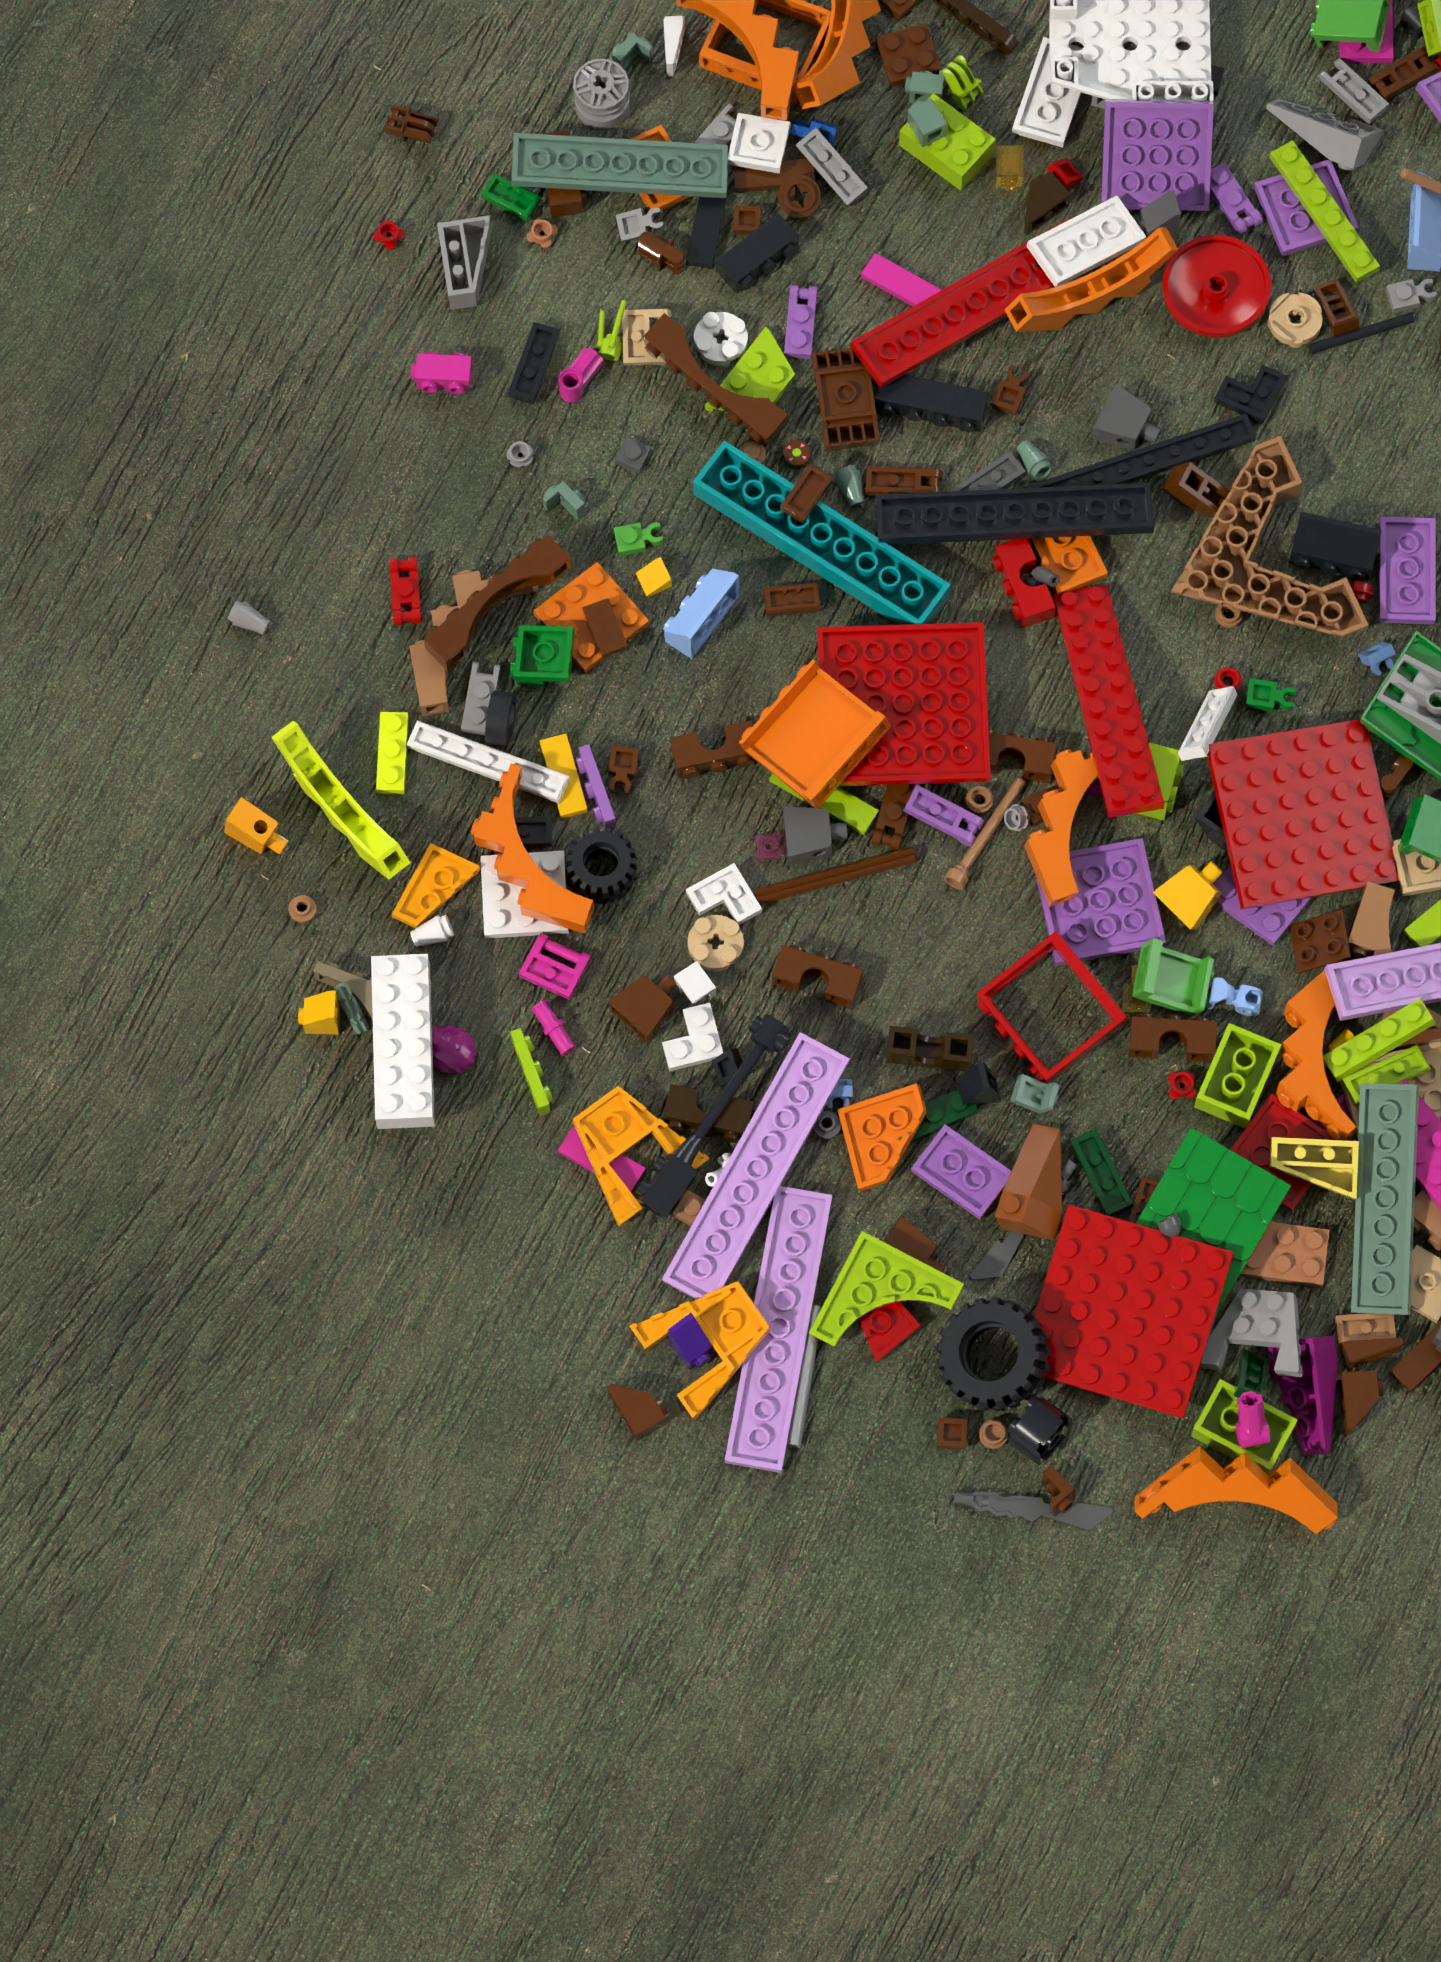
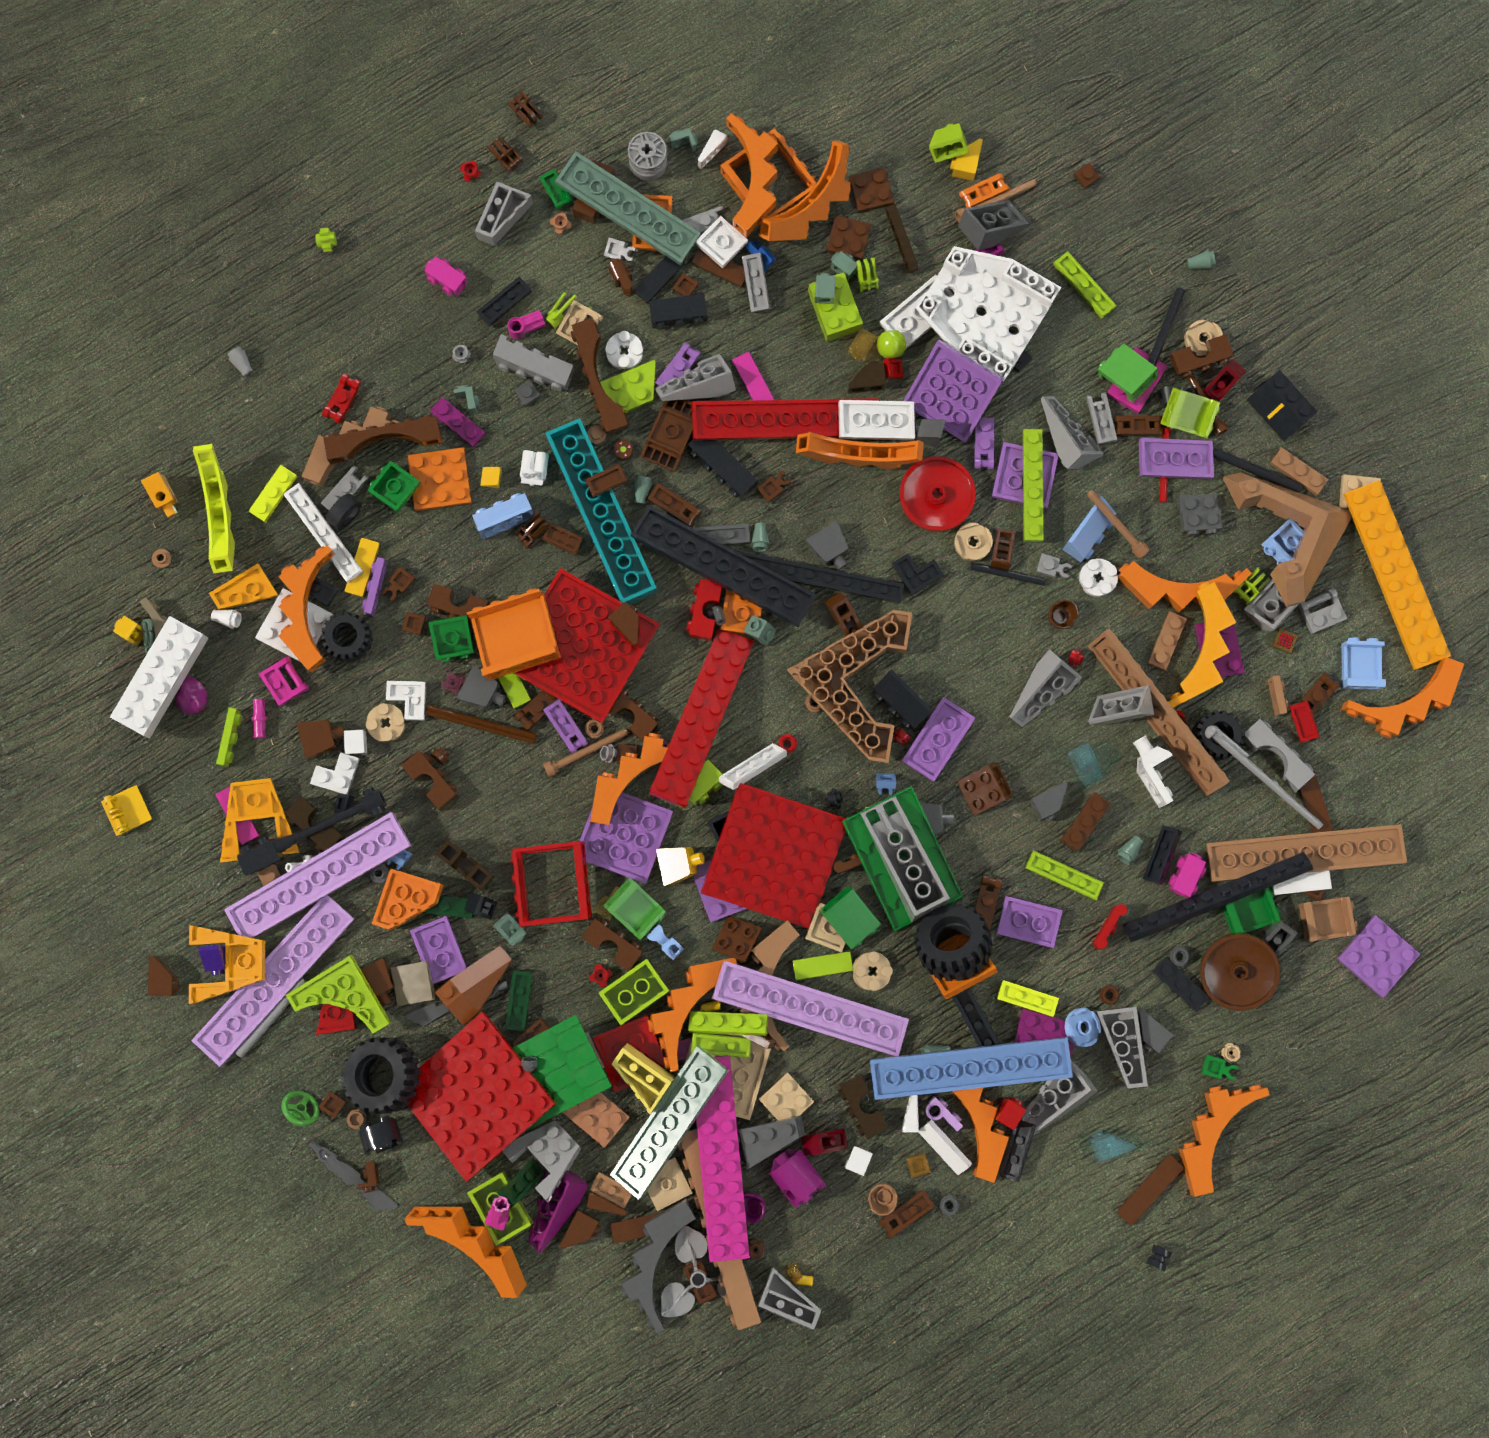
camera: 25 degrees right, 10 degrees up
(263, 413) = (326, 239): none -> lime gear
(417, 189) = (506, 152): none -> reddish brown arm
(456, 1236) = (126, 810): none -> yellow hinge
(572, 537) = (457, 422): none -> magenta plate
(605, 628) = (440, 492): reddish brown tile -> none
(620, 414) = (532, 364): none -> light grey wedge
(632, 539) = (495, 444): bright green plate -> none
(673, 804) = (413, 623): none -> reddish brown plate
(700, 536) = (534, 467): none -> white piece
(734, 790) = (451, 638): none -> green plate
(747, 610) = (533, 529): none -> reddish brown arm
(805, 185) = (720, 282): reddish brown gear -> none
(810, 940) = (440, 755): none -> reddish brown plate
(847, 311) = (707, 380): none -> light grey wedge
(916, 1465) = (297, 1112): none -> bright green piece
(945, 641) = (626, 622): none -> reddish brown slope
(957, 1228) = (413, 983): none -> dark tan tile
(1044, 146) = (891, 344): none -> lime hair
(1108, 564) = (760, 629): none -> sand green bracket
(1263, 695) = (803, 766): green plate -> none
(1328, 709) = (835, 798): none -> black plate

